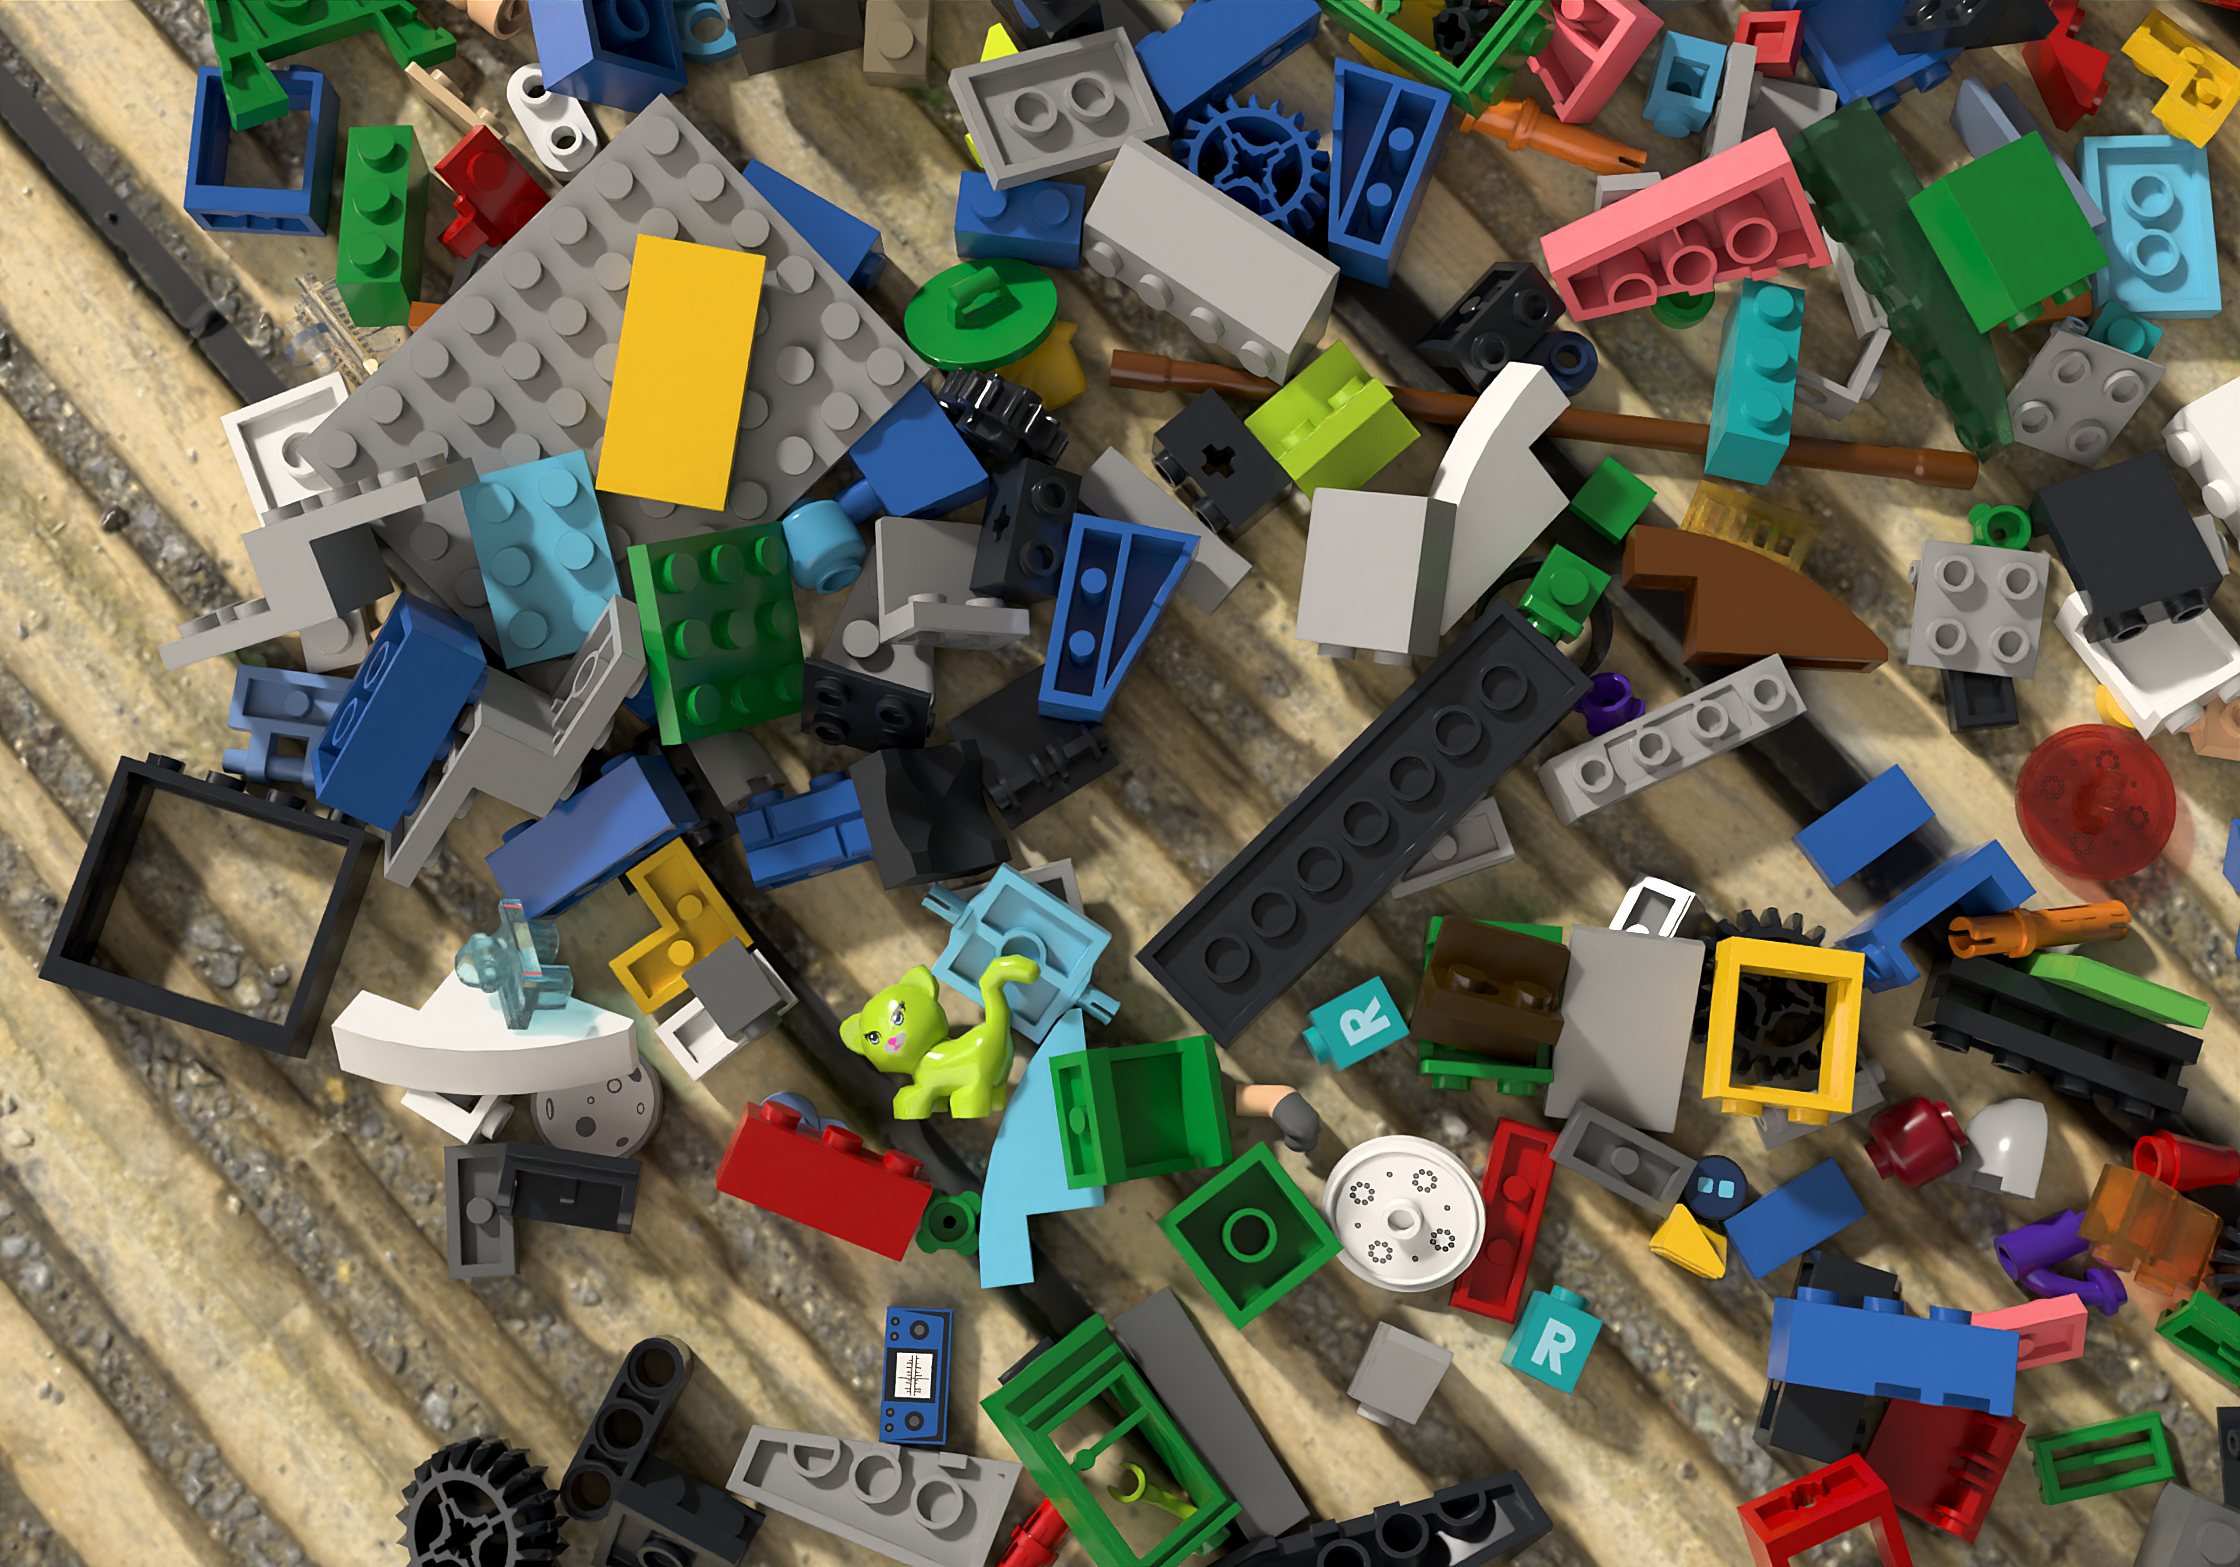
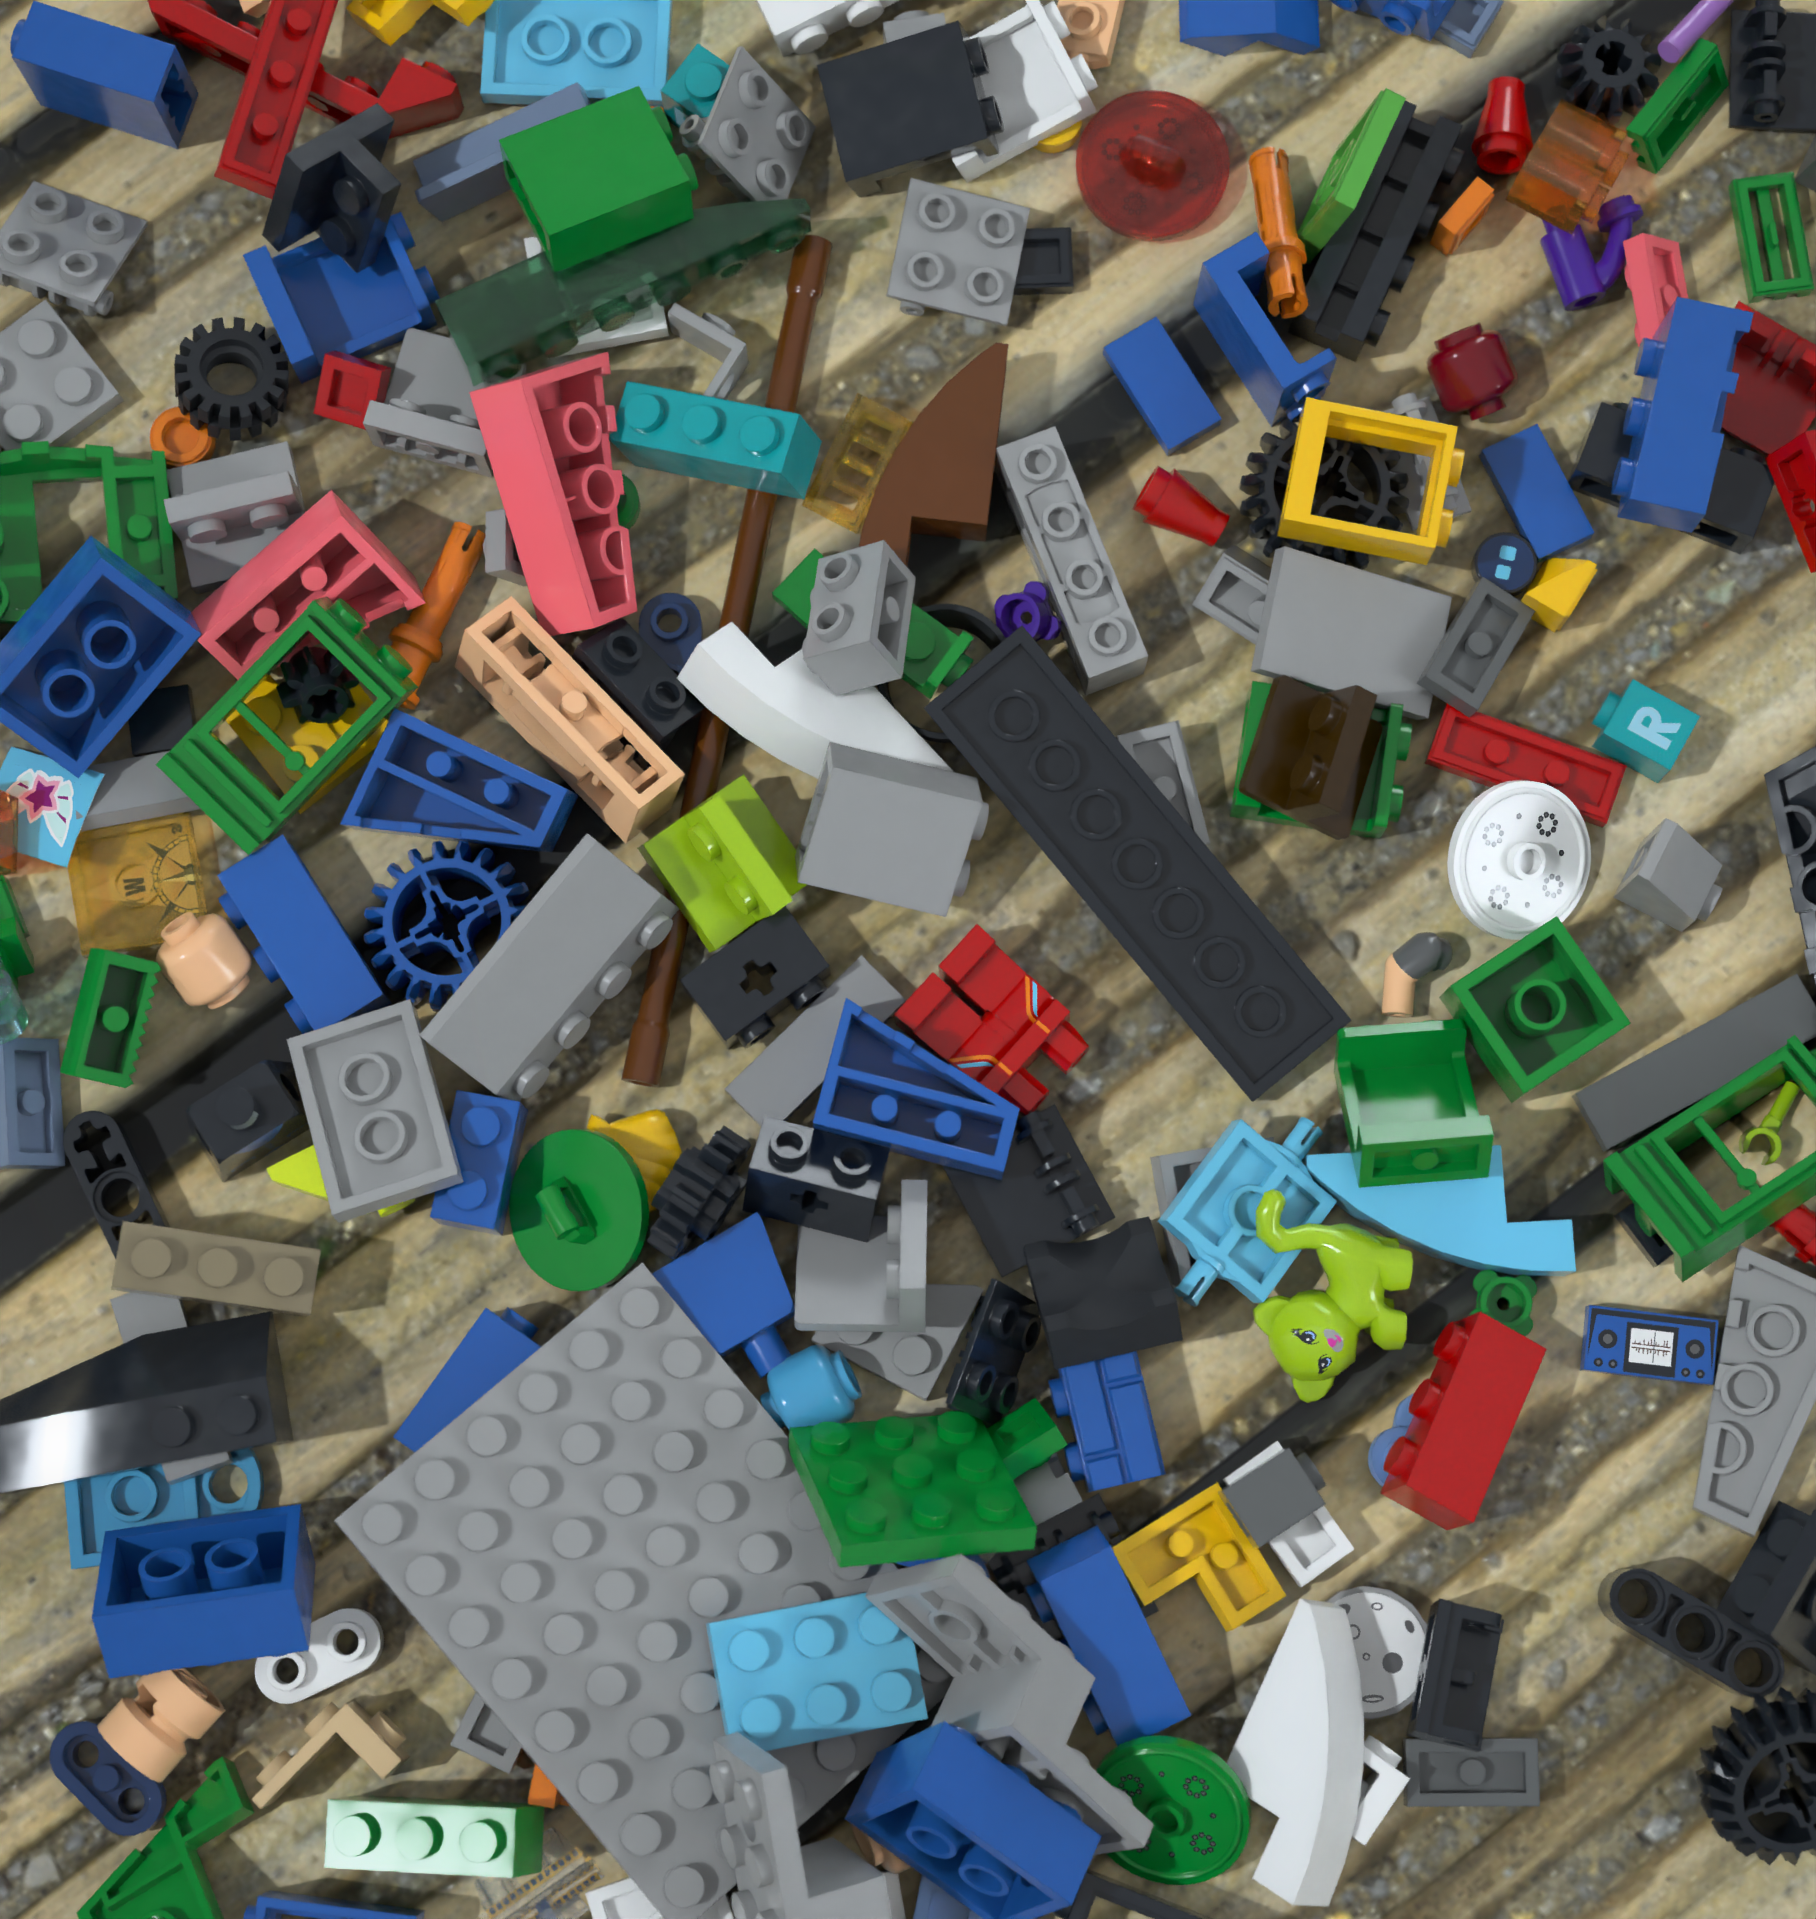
camera: 80 degrees left, 0 degrees up
(422, 927) = (1192, 1801): none -> green shield
(493, 193) = (416, 1714): red hinge -> none
(511, 966) = (1239, 1721): clear light blue hips -> none
(681, 373) = (636, 1516): yellow tile -> none
(785, 751) = (1026, 1438): none -> green plate
(1179, 712) = (1014, 1026): none -> red hips
(1354, 1026) = (1333, 892): teal brick -> none
(1460, 266) = (568, 719): none -> light nougat brick
(1586, 525) = (859, 618): none -> light grey brick
(1694, 71) = (379, 461): dark azure brick -> none
(1737, 850) = (1179, 507): none -> red cone
(2005, 1149) = (1480, 288): light grey brick -> none
(2011, 520) = (866, 210): green plate -> none
(2082, 1123) = (1462, 217): none -> orange tile

